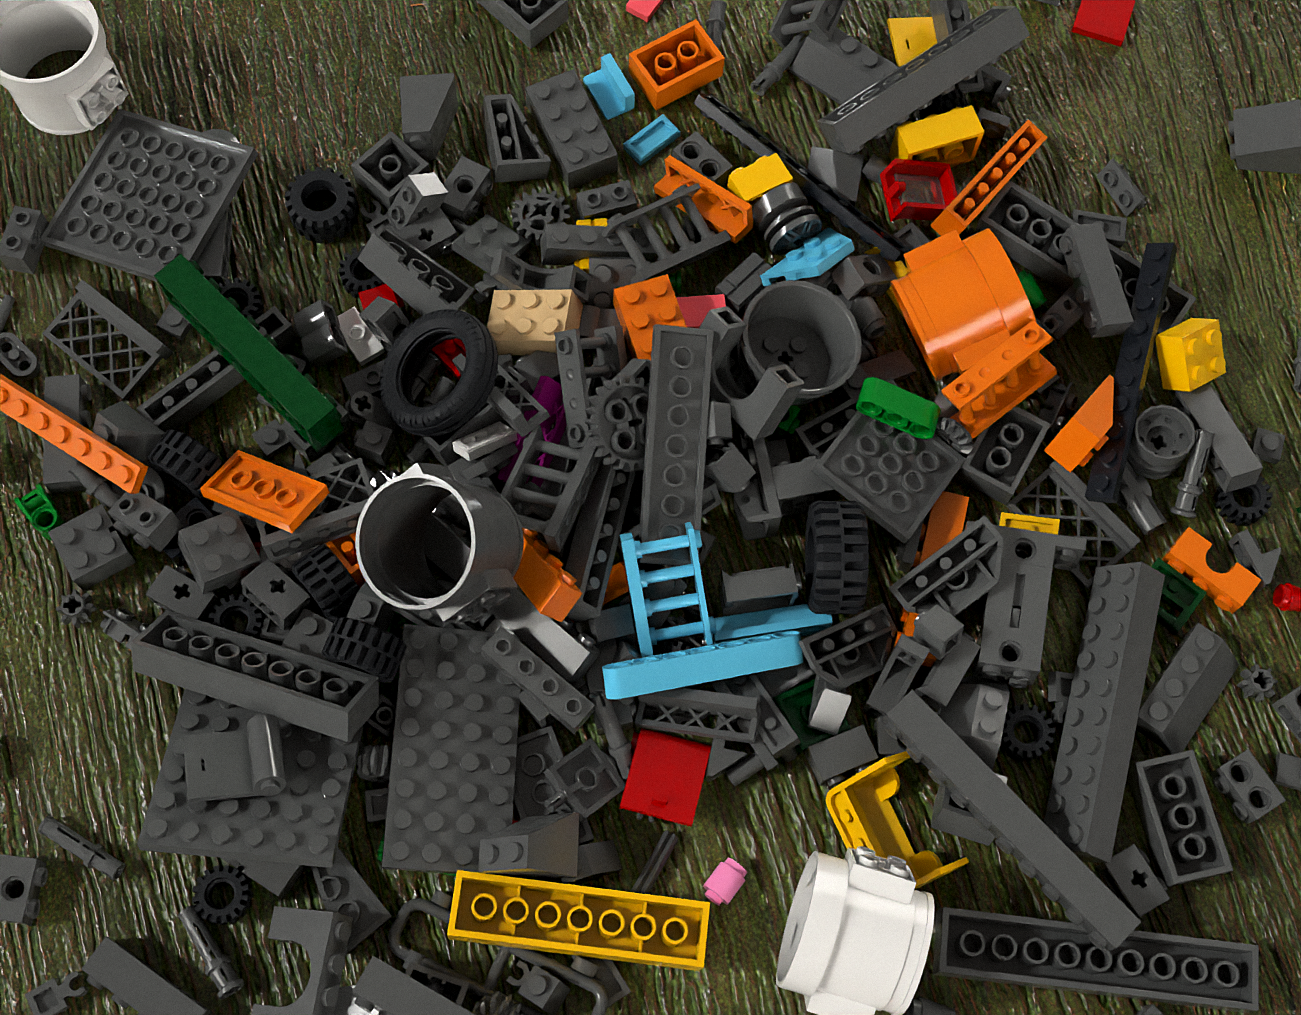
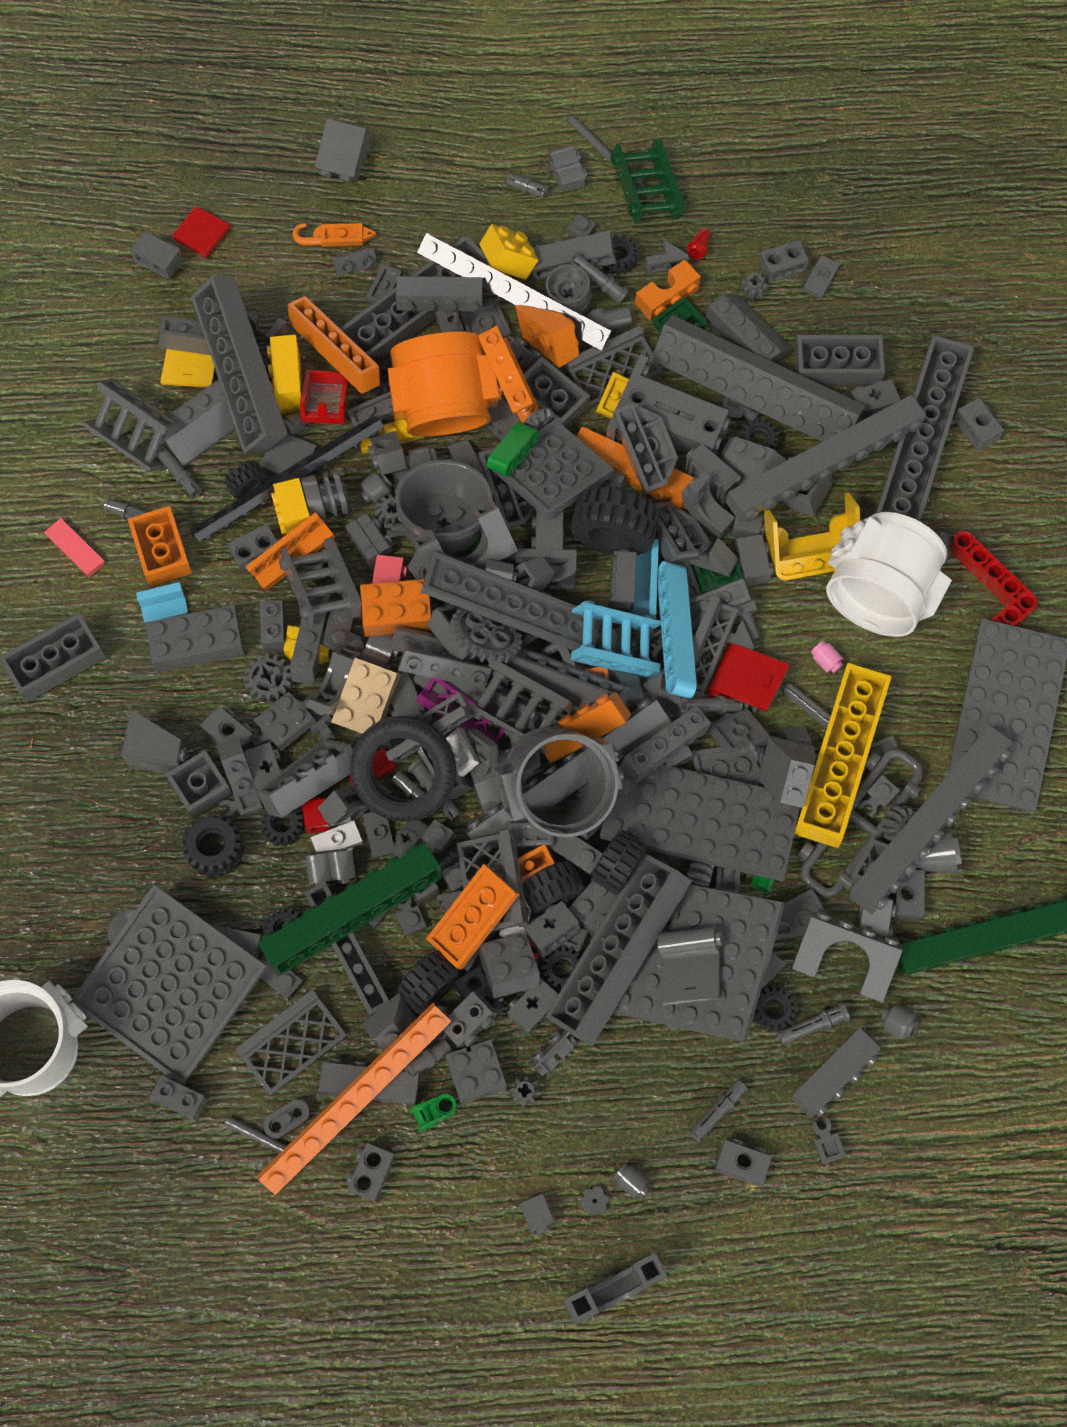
camera: 75 degrees left, 0 degrees up
(510, 143) = (195, 687): dark grey wedge -> none
(651, 139) = (218, 582): medium azure tile -> none
(784, 130) = (245, 479): none -> black tyre
(812, 258) = (365, 483): medium azure wing -> none
(938, 631) = (688, 465): dark grey brick -> none
(1083, 358) = (486, 319): none -> dark grey tile
(1149, 158) = (335, 235): none -> orange plate
(1253, 782) = (821, 309): dark grey brick -> none

